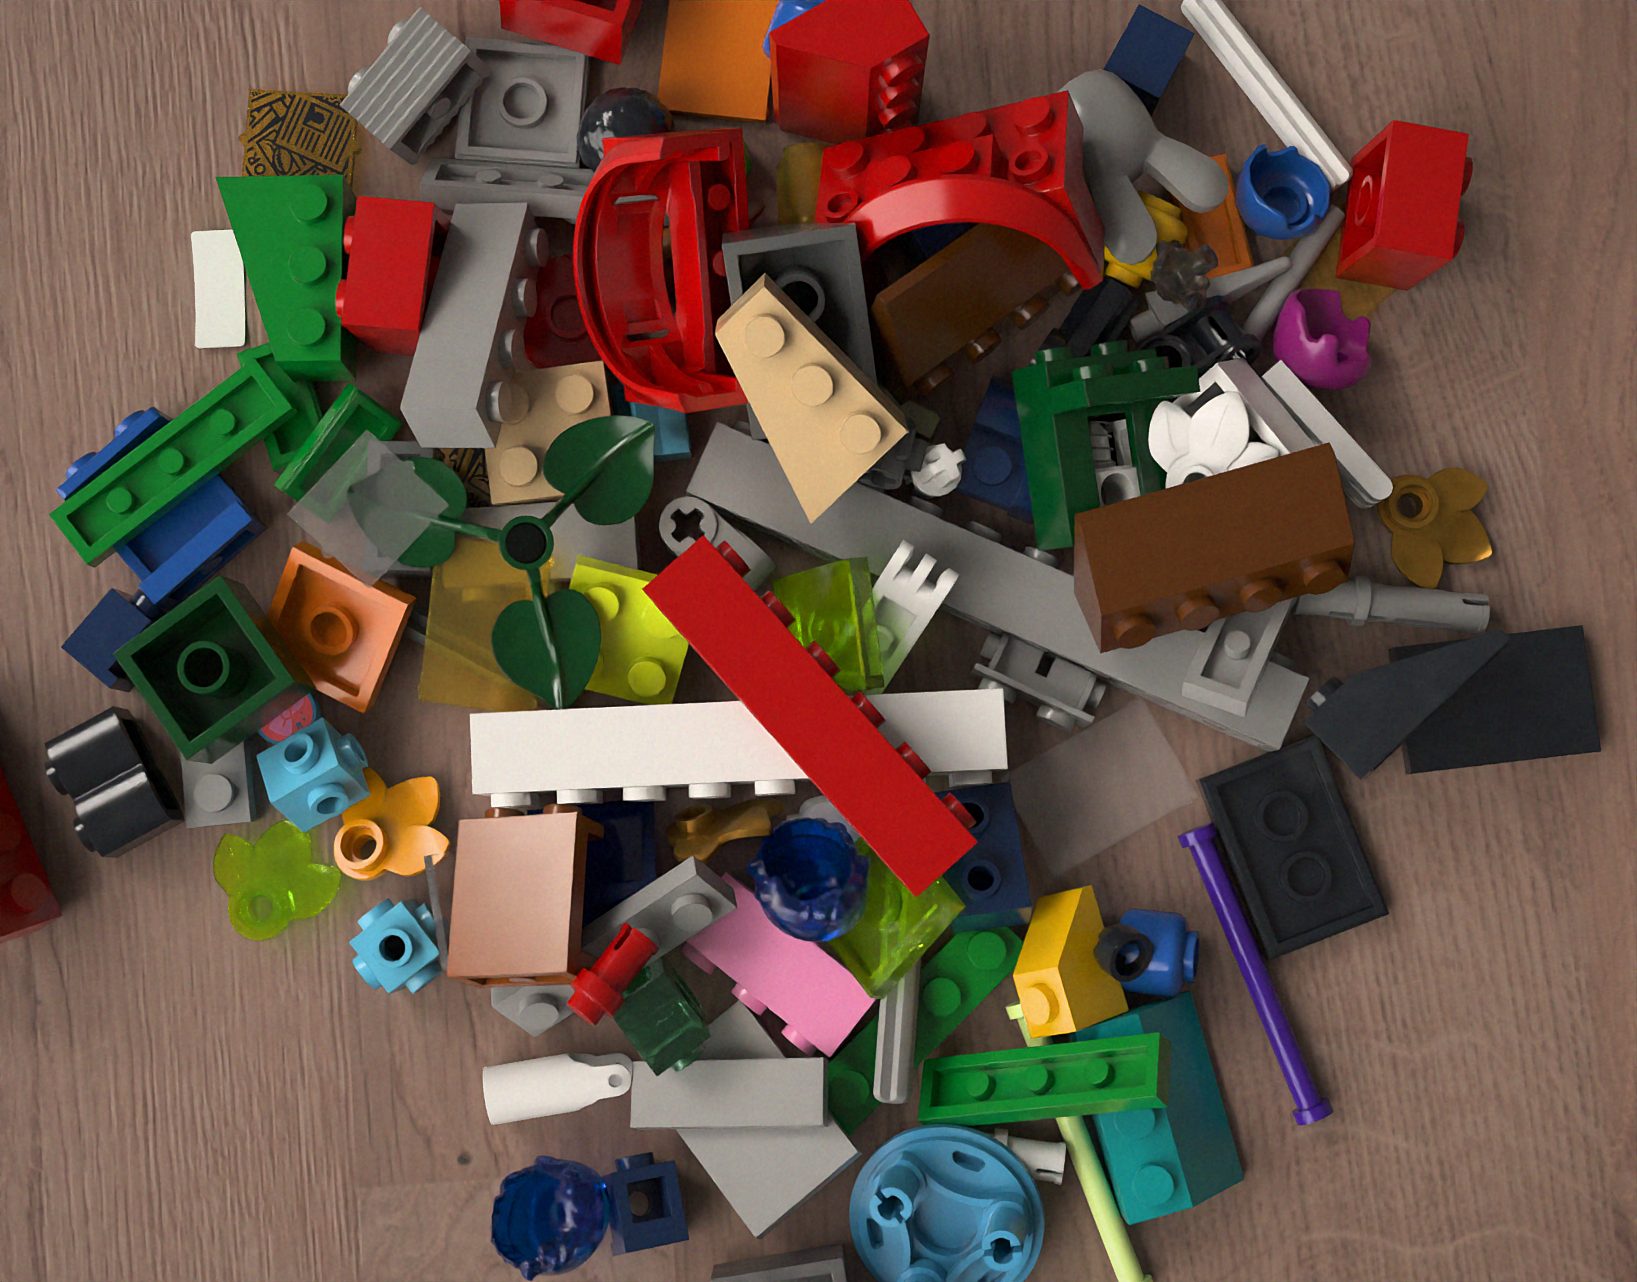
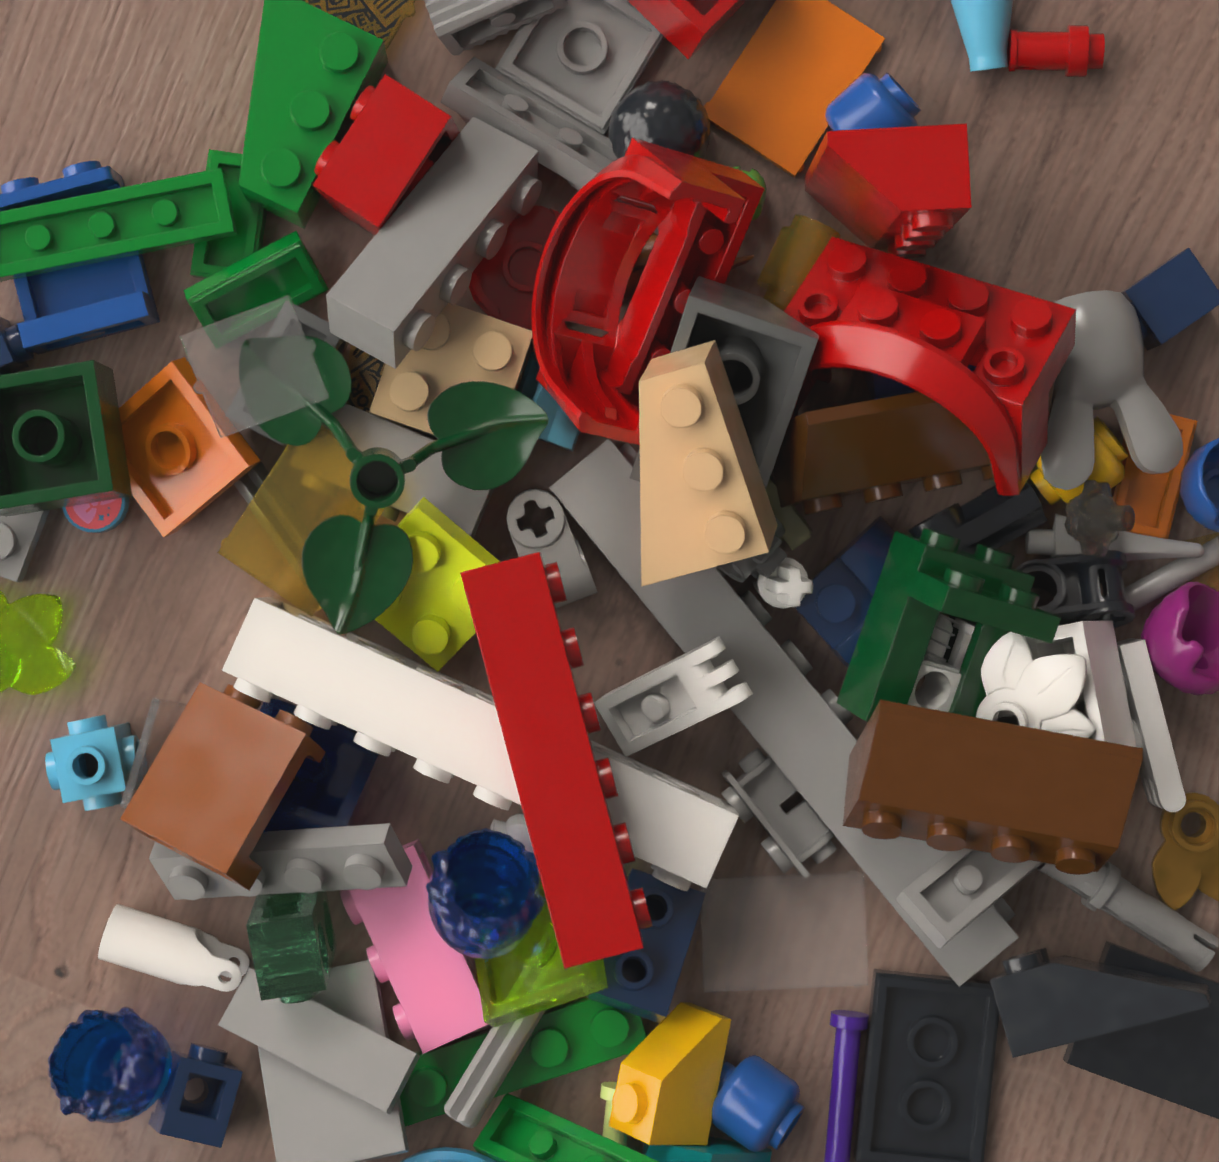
camera: 25 degrees right, 5 degrees up
(218, 289) = (221, 81): white sticker -> none
(314, 774) = (92, 572): medium azure brick -> none
(398, 822) = (146, 645): light orange plate -> none
(601, 988) = (253, 899): red animal -> none
(706, 831) = (416, 798): pearl gold plate -> none
(838, 613) = (623, 671): clear neon green tile -> none
(1112, 962) = (713, 1097): black hinge -> none

